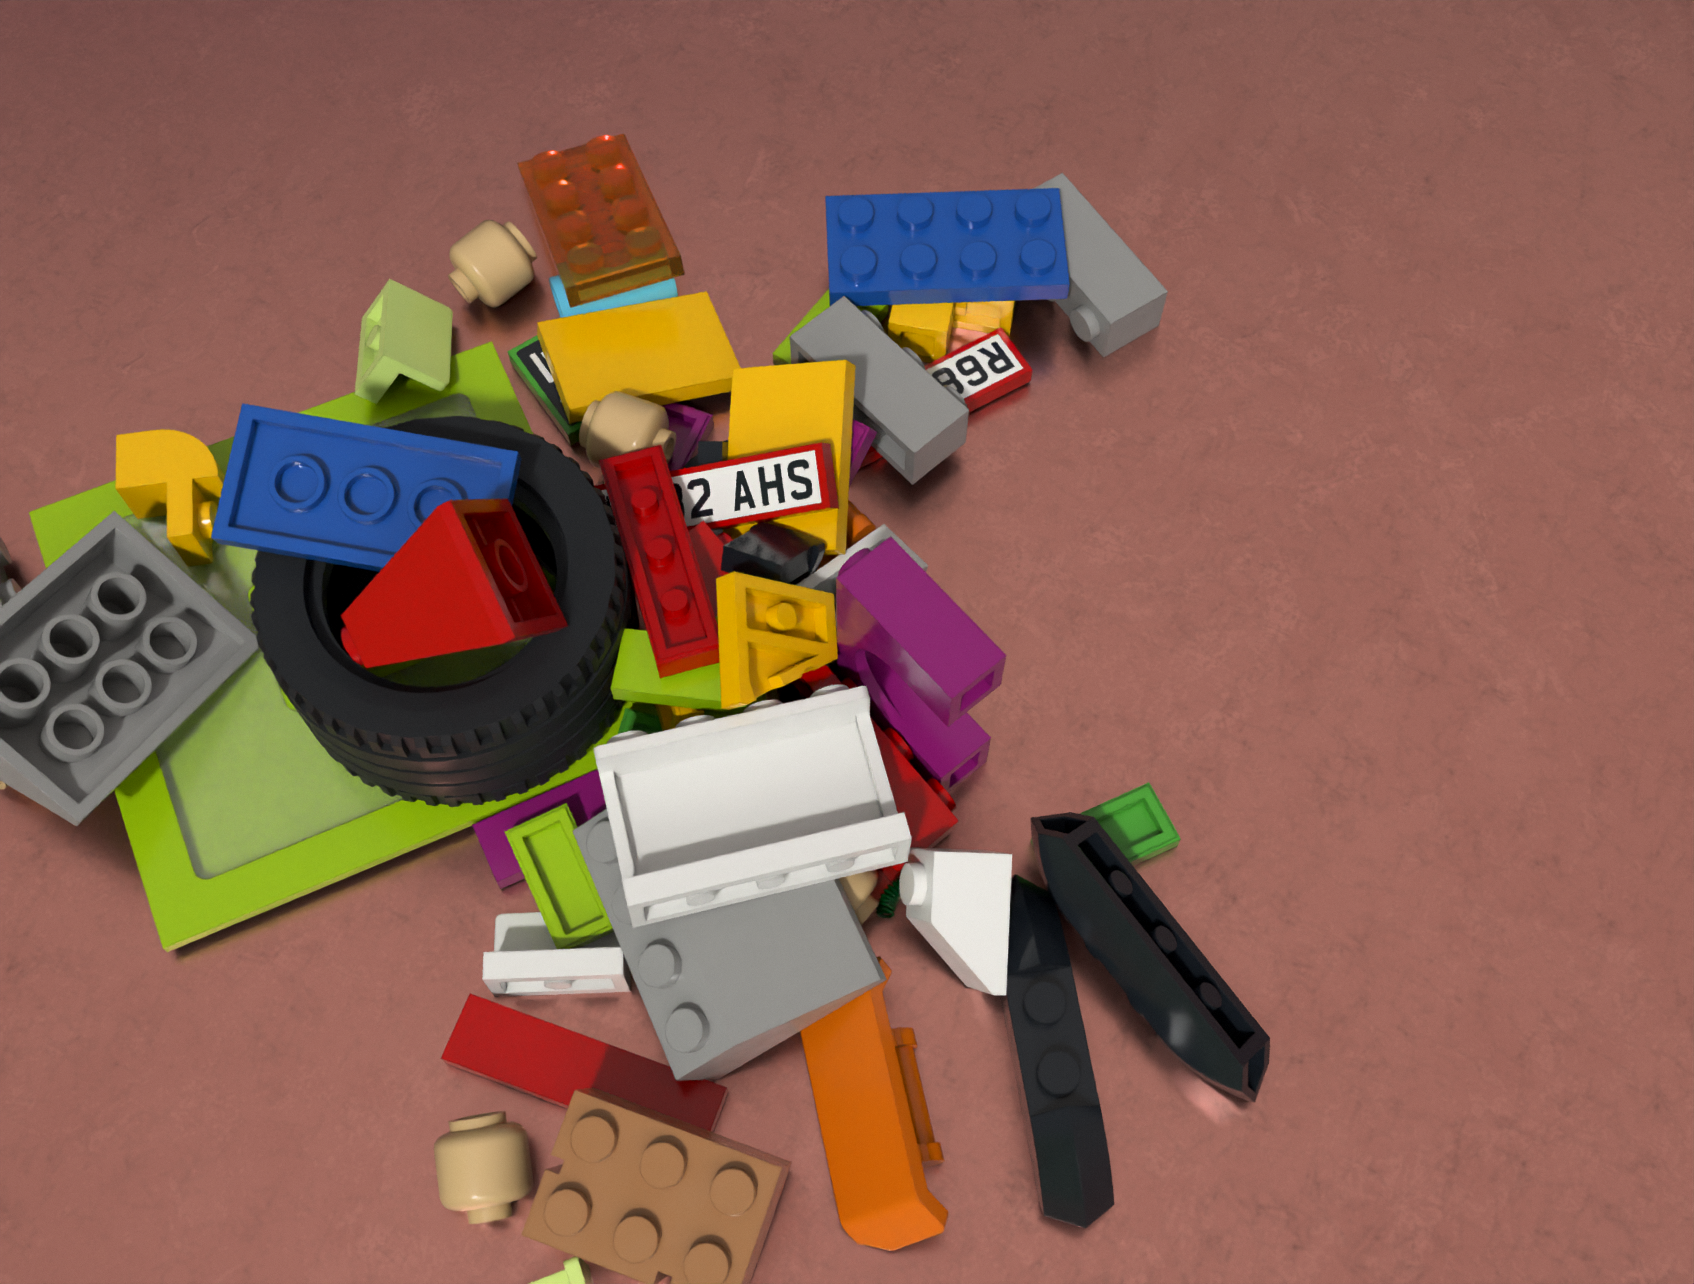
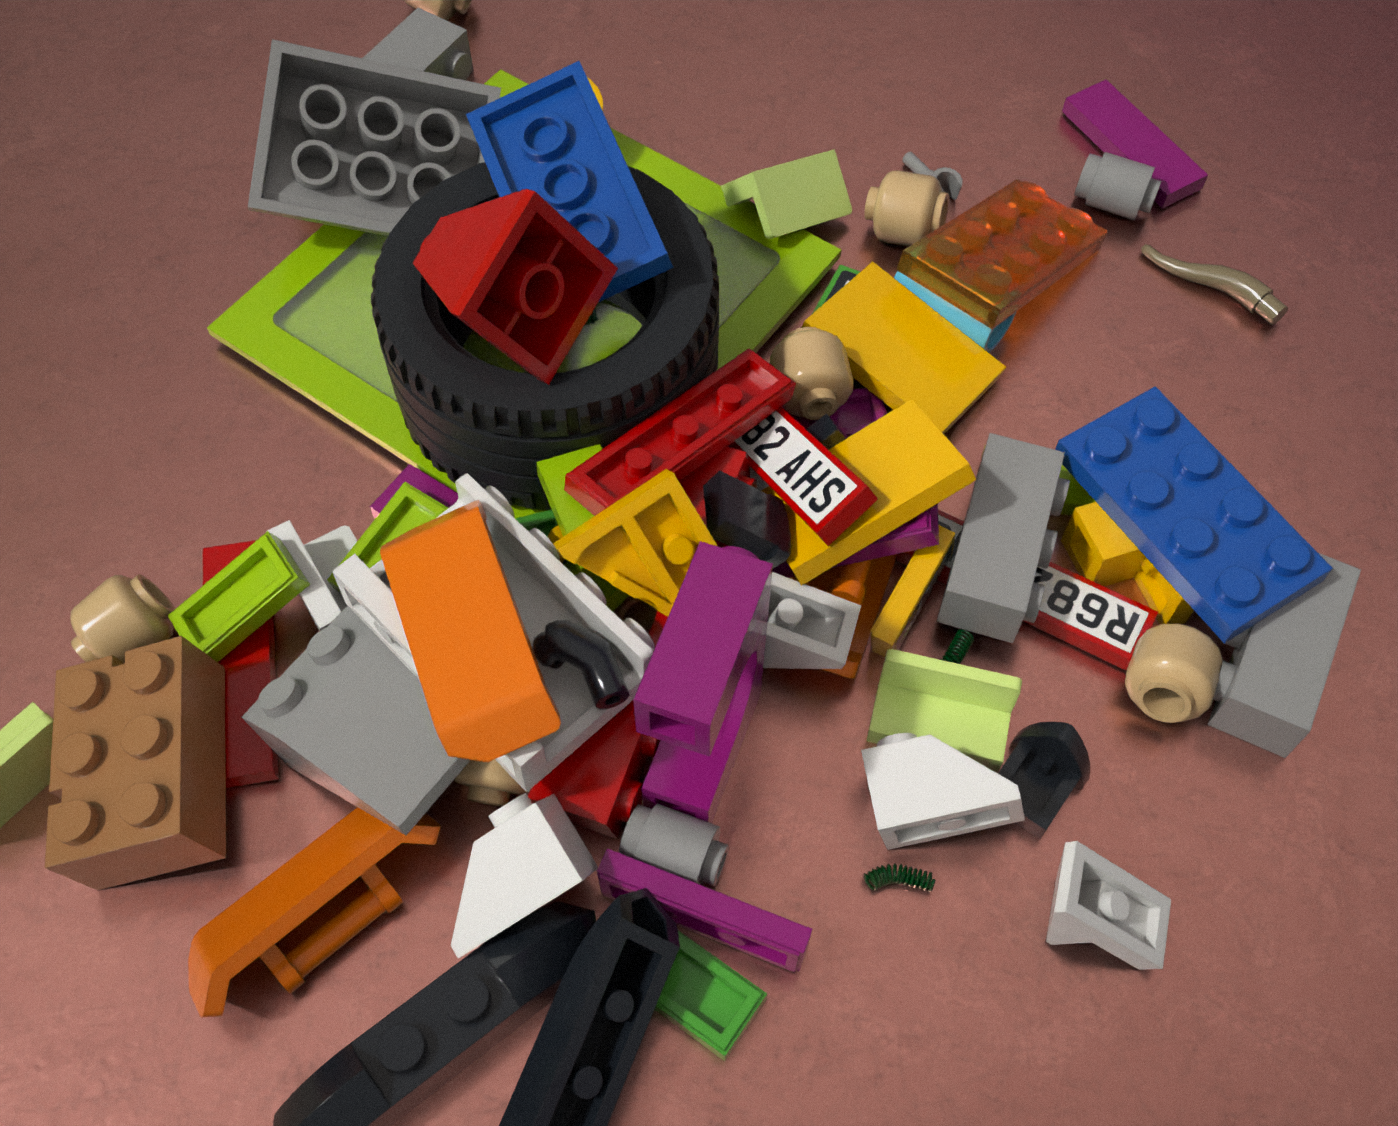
camera: 60 degrees right, 5 degrees down
(473, 216) = (949, 178): none -> light grey hand
(540, 55) = (1126, 132): none -> magenta tile
(540, 1036) = (240, 597): none -> lime tile
(584, 95) = (1117, 185): none -> light grey brick
(743, 79) = (1238, 284): none -> dark tan animal
(761, 815) = (468, 637): none -> orange piece
(827, 740) = (591, 654): none -> black arm
(889, 492) = (911, 594): none -> yellow tile
(950, 510) = (950, 656): none -> dark green leg
(991, 527) = (947, 700): none -> yellowish green panel
(995, 786) = (675, 843): none -> light grey brick
(1059, 570) = (934, 791): none -> white slope
(1060, 349) = (1173, 673): none -> tan head
(1064, 787) = (709, 911): none -> magenta tile
(1082, 493) = (1046, 767): none -> black tile
(1101, 646) = (880, 877): none -> dark green leg
(1211, 512) = (1109, 908): none -> white slope

